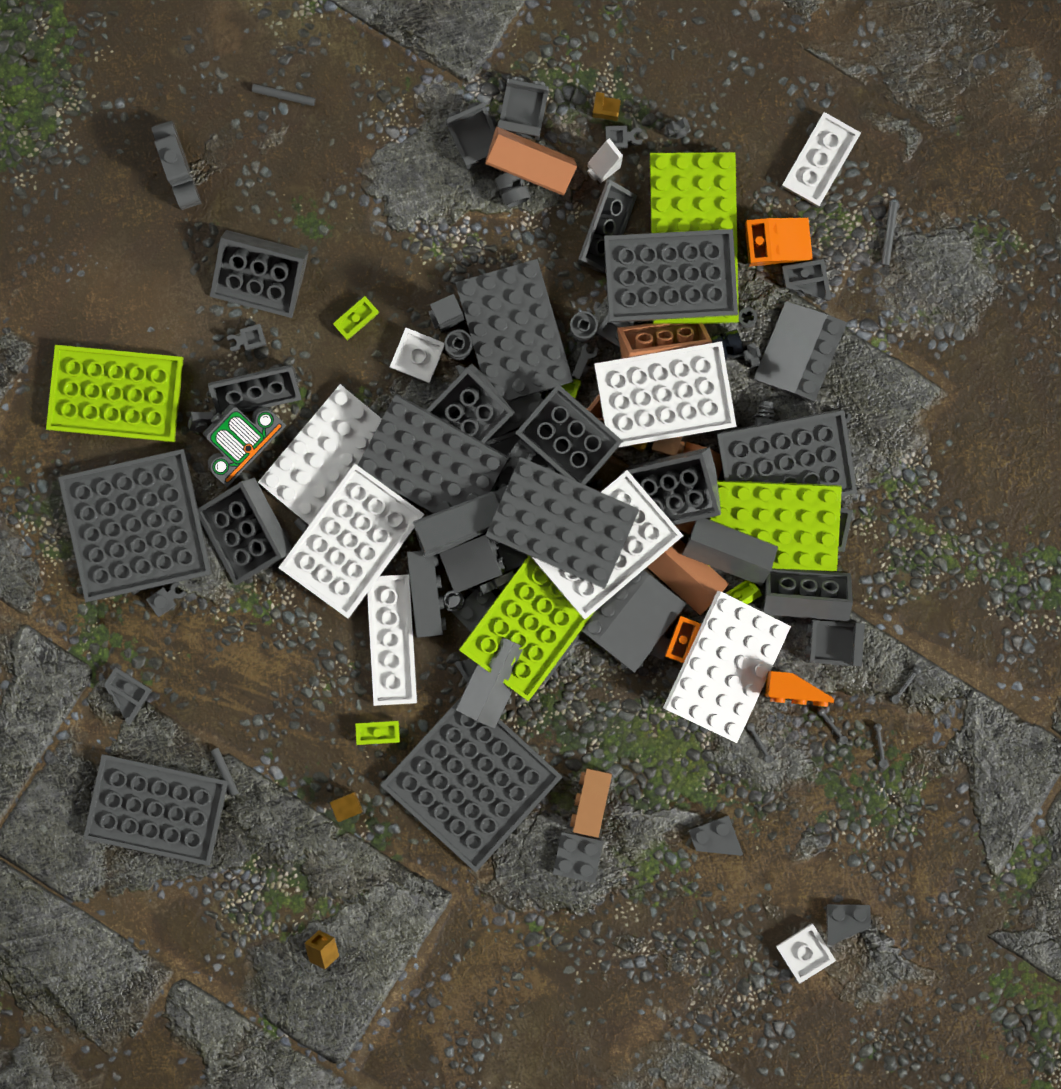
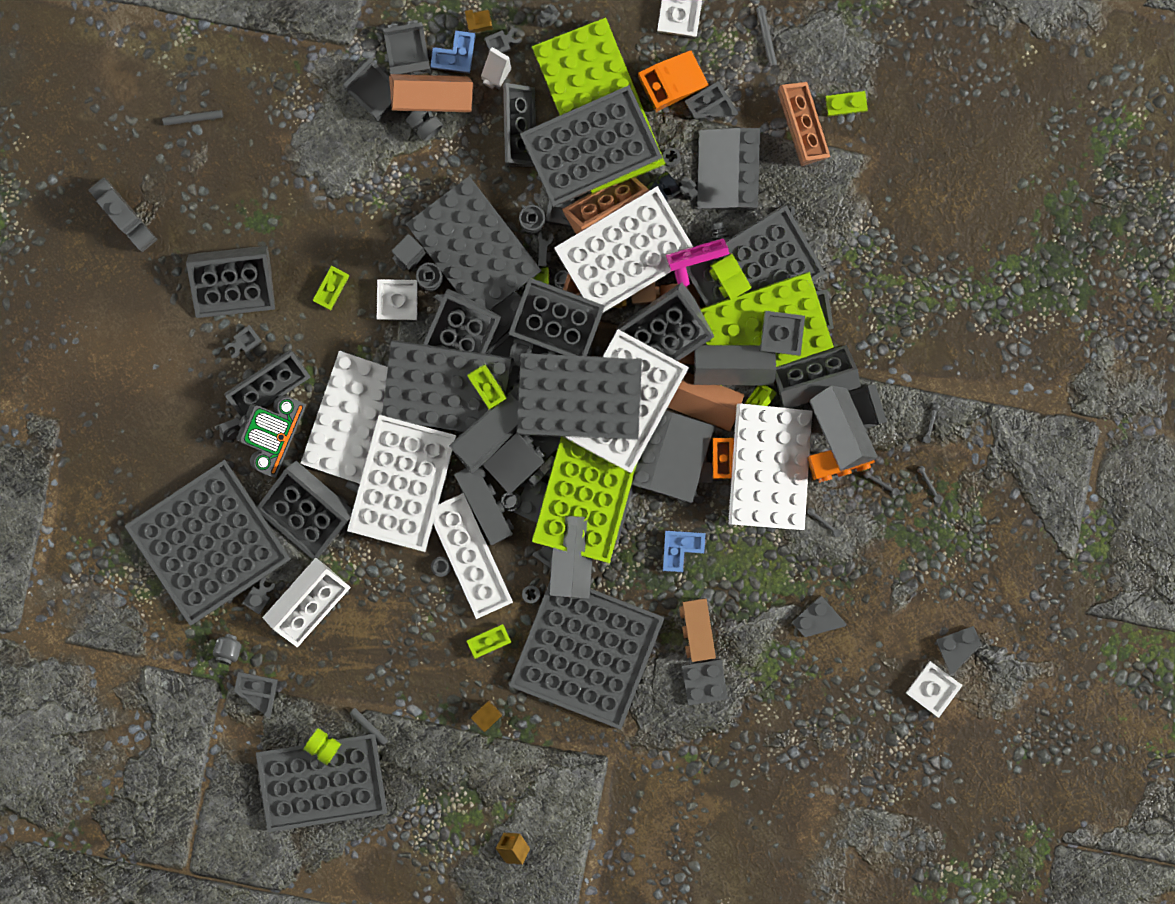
camera: 20 degrees left, 0 degrees up
(113, 640) = (227, 649): none -> dark grey head
(114, 393) = (145, 434): lime plate -> none
(170, 774) = (322, 746): none -> lime wheel
(210, 623) = (306, 602): none -> white slope
(358, 639) = (441, 566): none -> dark grey plate
(431, 701) = (524, 595): none -> dark grey bush
(473, 476) = (487, 386): none -> lime plate
(570, 137) = (457, 59): none -> medium blue plate
(588, 397) = (560, 278): none -> dark grey plate
(604, 708) = (676, 544): none -> medium blue plate
(733, 425) = (680, 260): none -> dark pink piece
(759, 460) = (729, 276): none -> lime brick
(790, 537) = (782, 333): none -> dark grey plate
(815, 656) = (843, 427): none -> slope
(893, 334) = (803, 123): none -> nougat slope
(943, 331) = (846, 103): none -> lime plate

